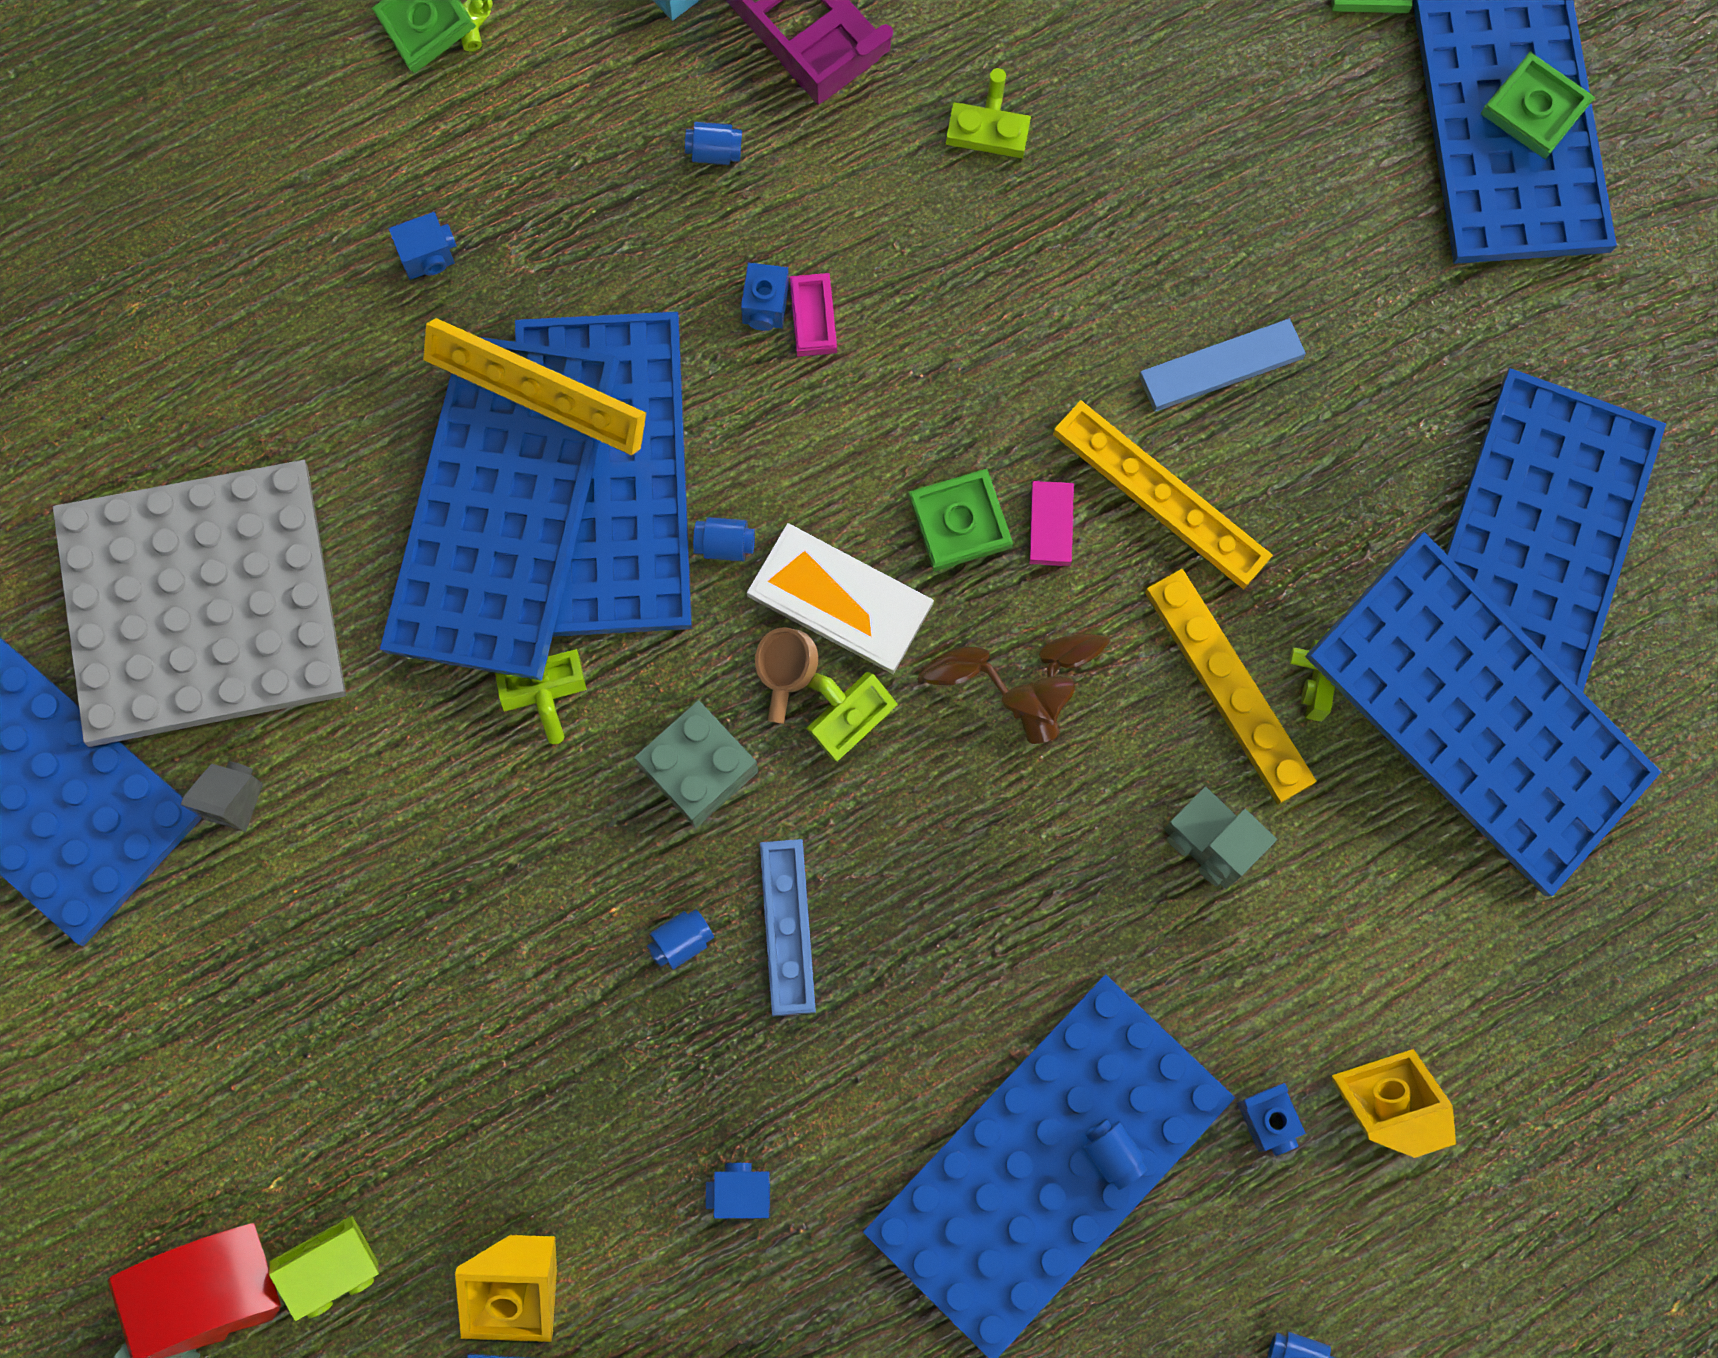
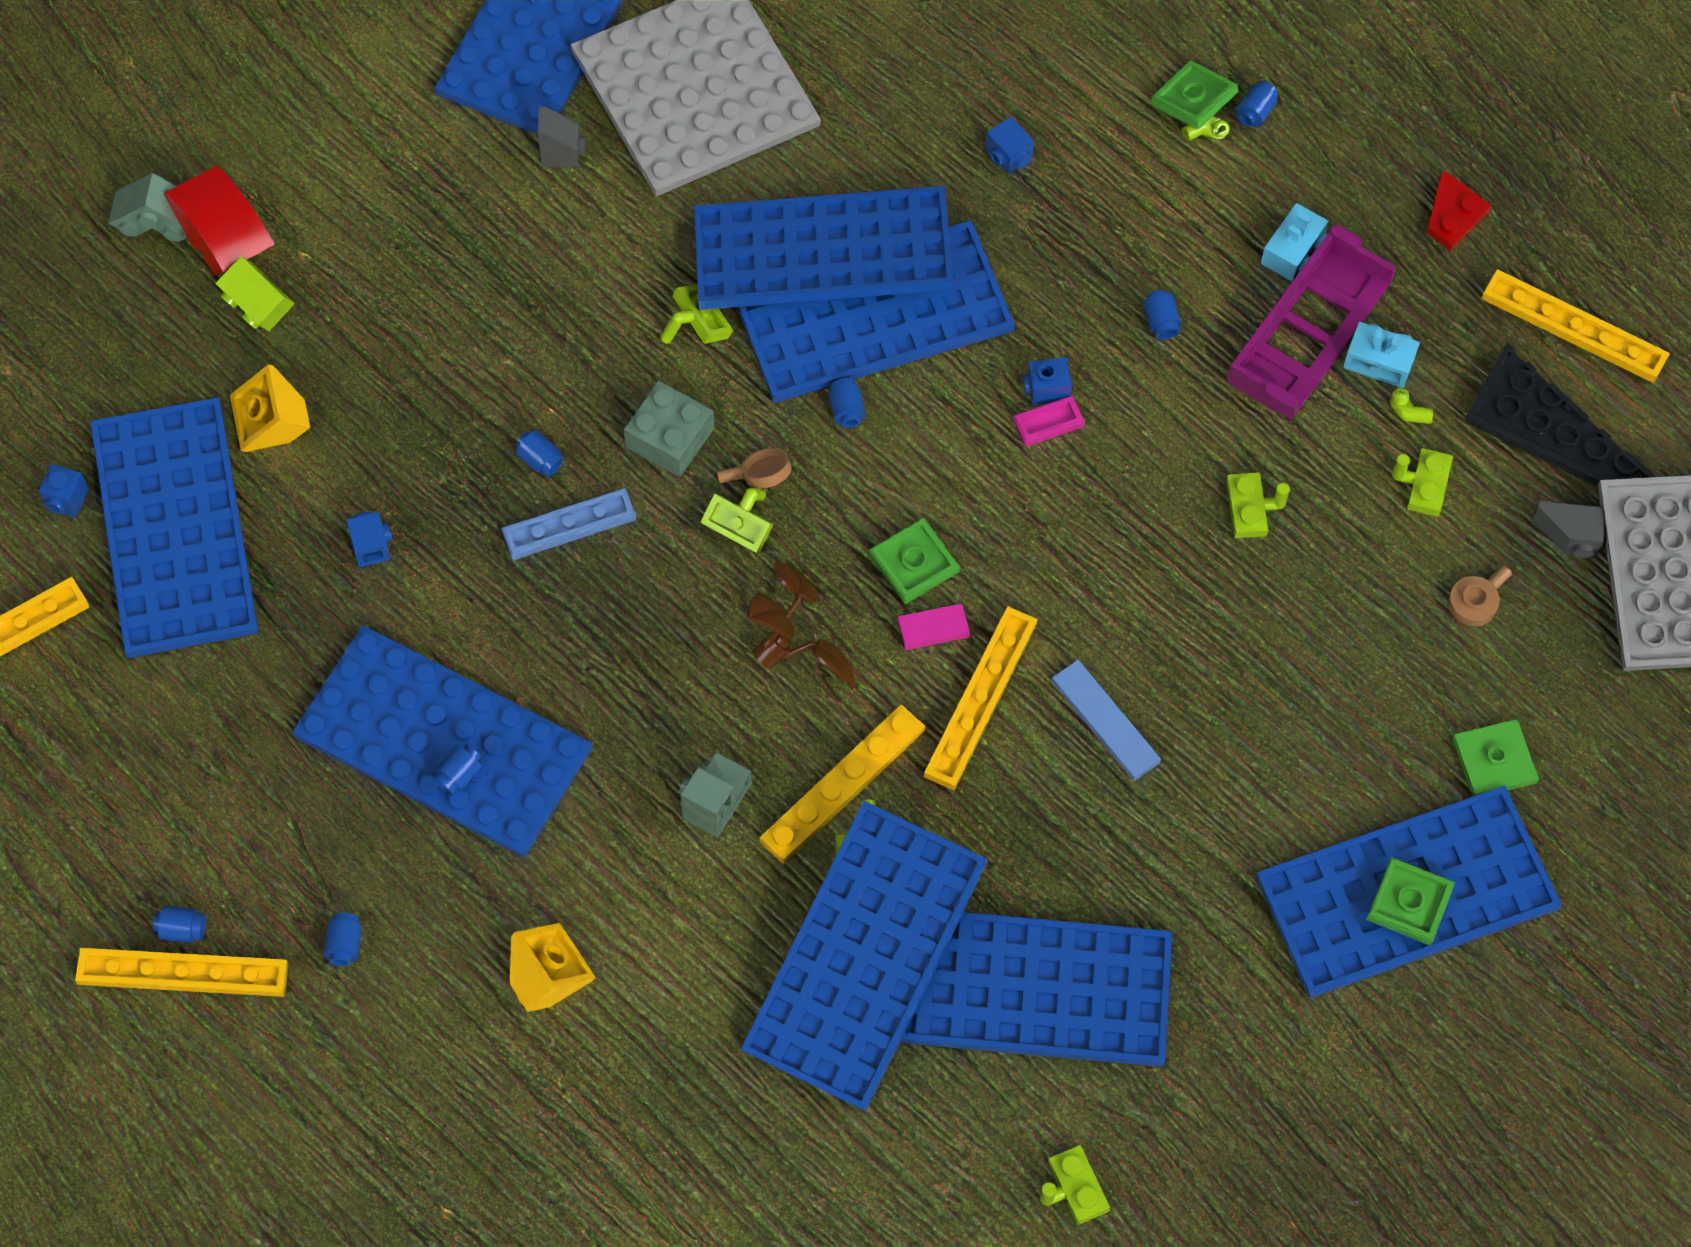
camera: 75 degrees right, 10 degrees down
(534, 386) = (911, 235): yellow plate -> none
(840, 598) = (827, 496): white tile -> none
(1256, 1114) = (514, 893): blue brick -> none

